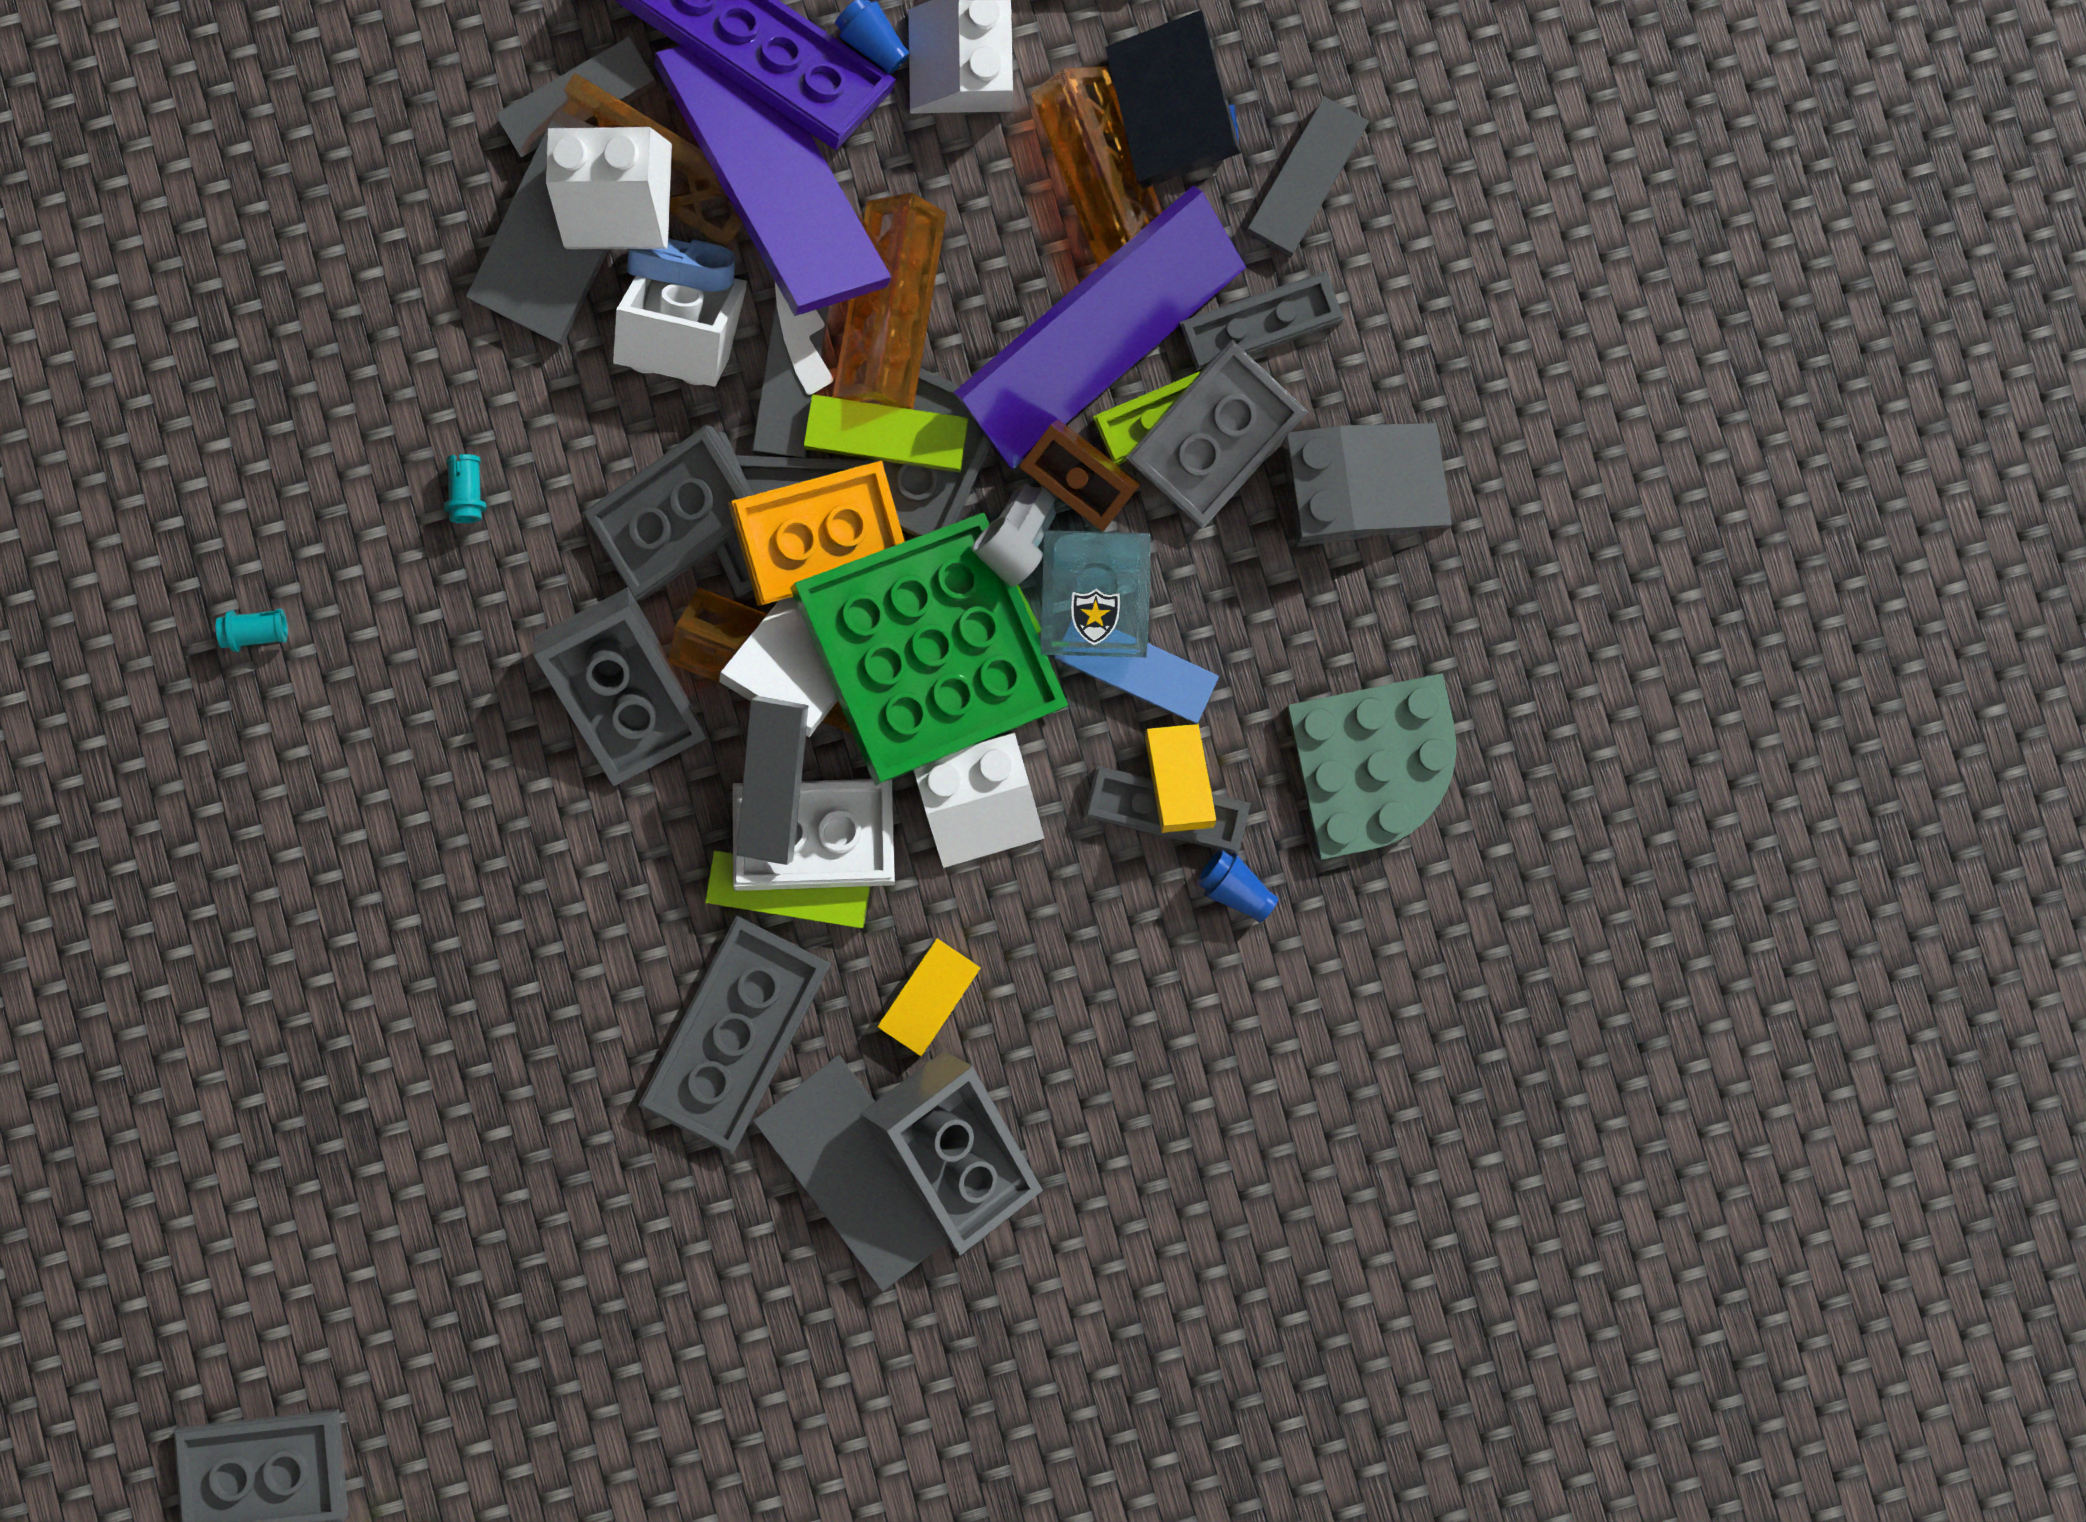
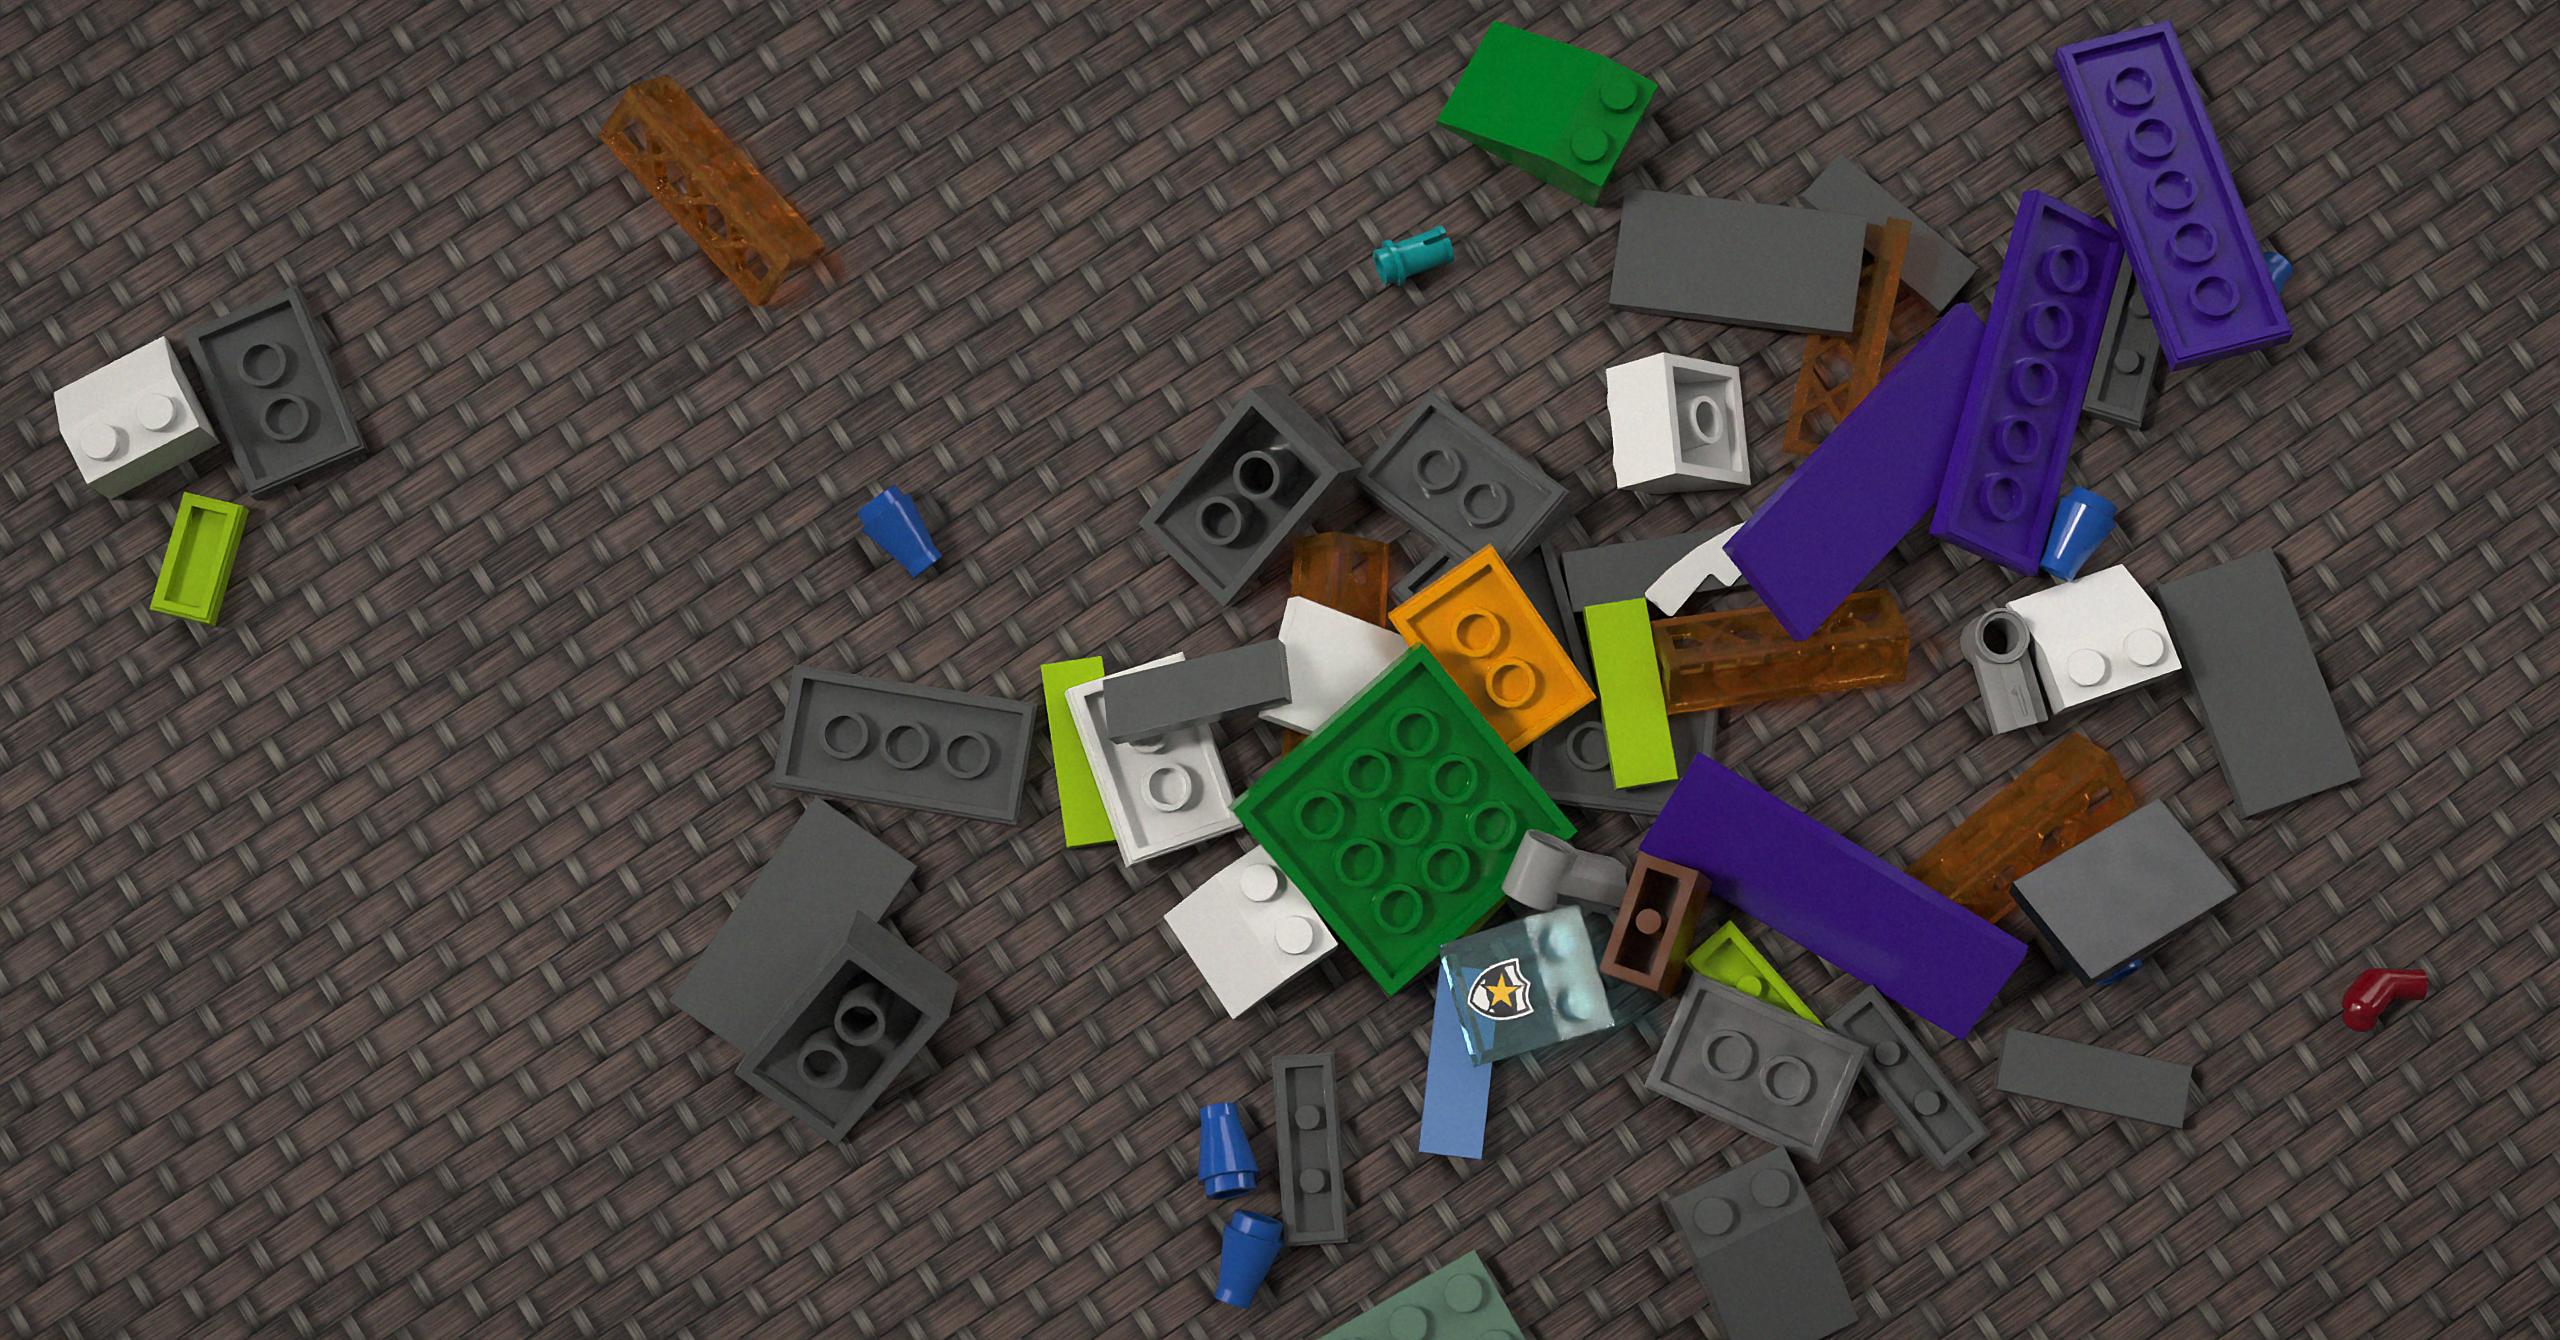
camera: 70 degrees right, 5 degrees down
(199, 1047) = (713, 176): none -> clear orange fence
(251, 629) = (1184, 81): teal pin -> none
(377, 337) = (1549, 109): none -> green slope
(554, 983) = (899, 530): none -> blue cone
(610, 187) = (1796, 301): white slope -> none
(686, 264) = (1745, 406): medium blue piece -> none
(929, 997) = (1013, 947): yellow tile -> none
(972, 131) = (2005, 679): none -> light grey piece
(1150, 878) = (1225, 1155): none -> blue cone
(1180, 778) = (1349, 1151): yellow tile -> none

